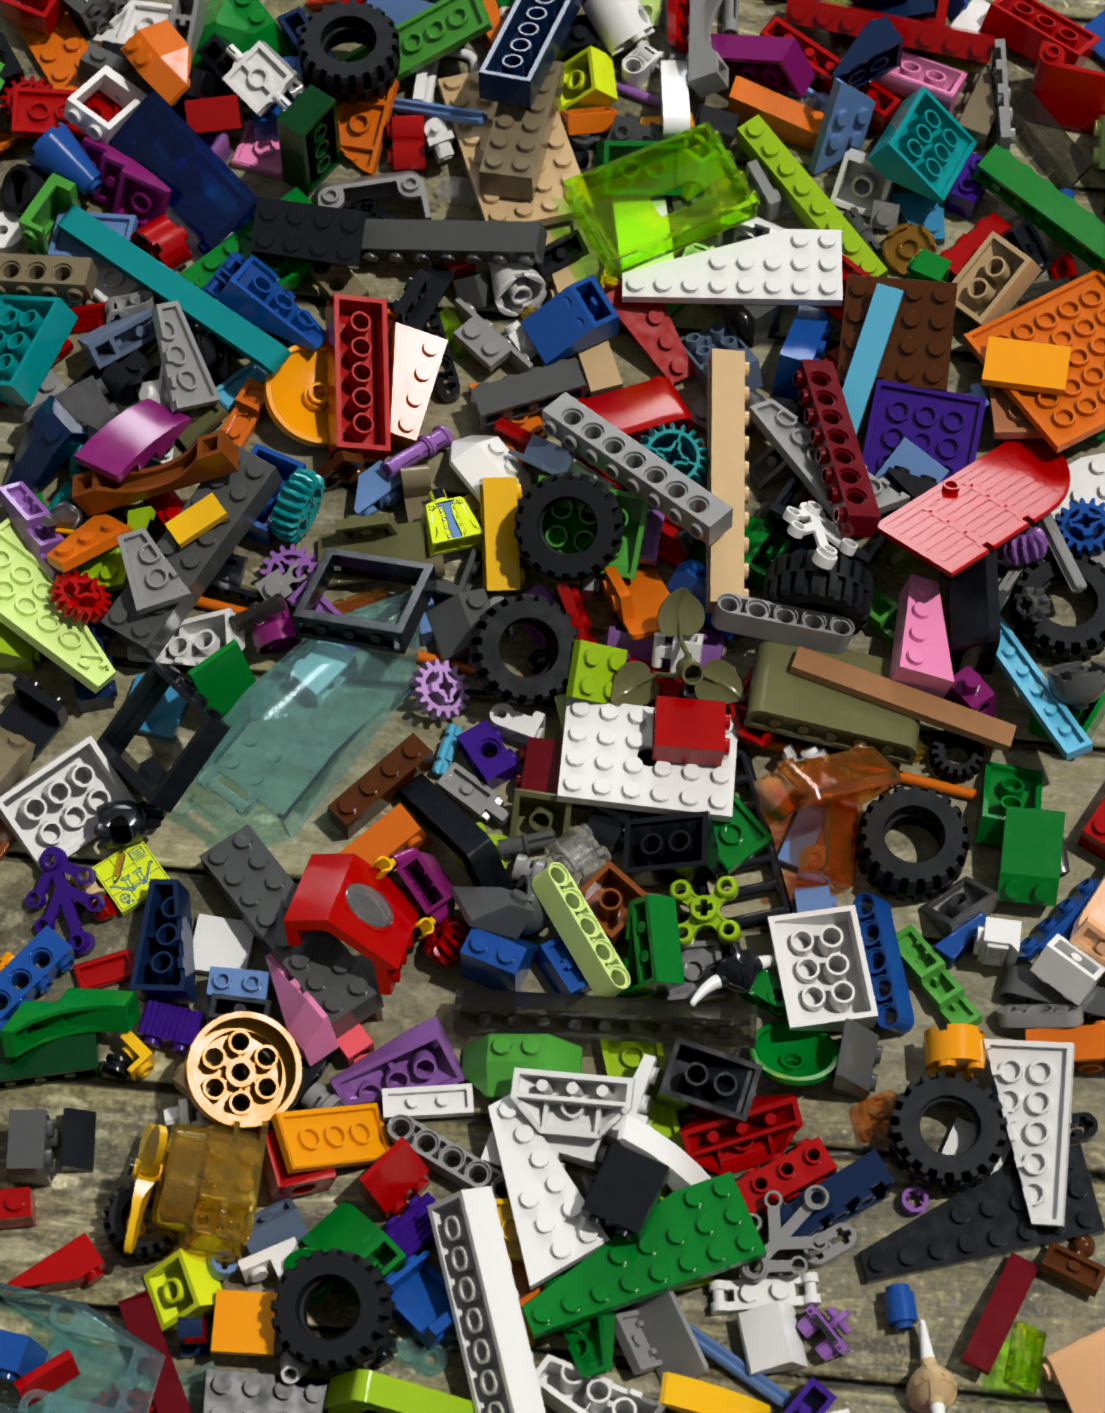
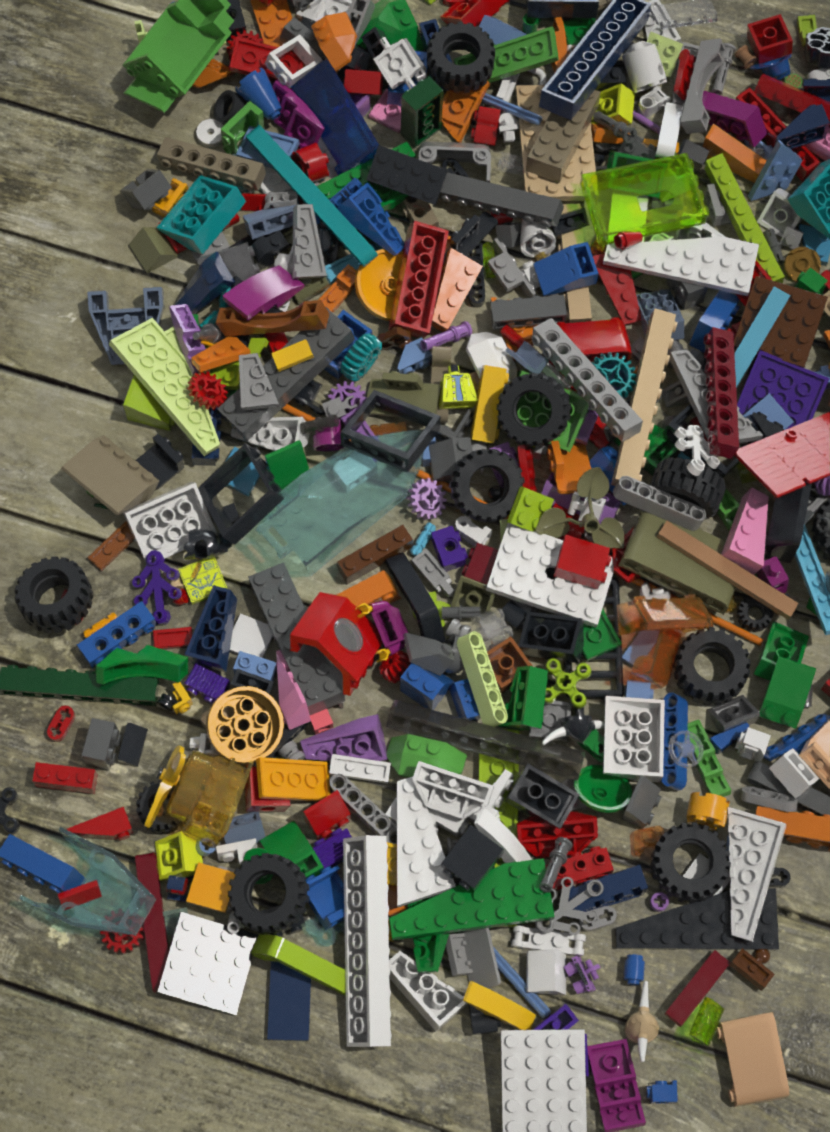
camera: 10 degrees right, 5 degrees up
(574, 100) = (604, 120): none -> dark grey pin
(650, 259) = (627, 239): none -> red cone
(751, 1167) = (557, 859): none -> dark grey pin
(902, 968) = (686, 749): none -> clear wheel

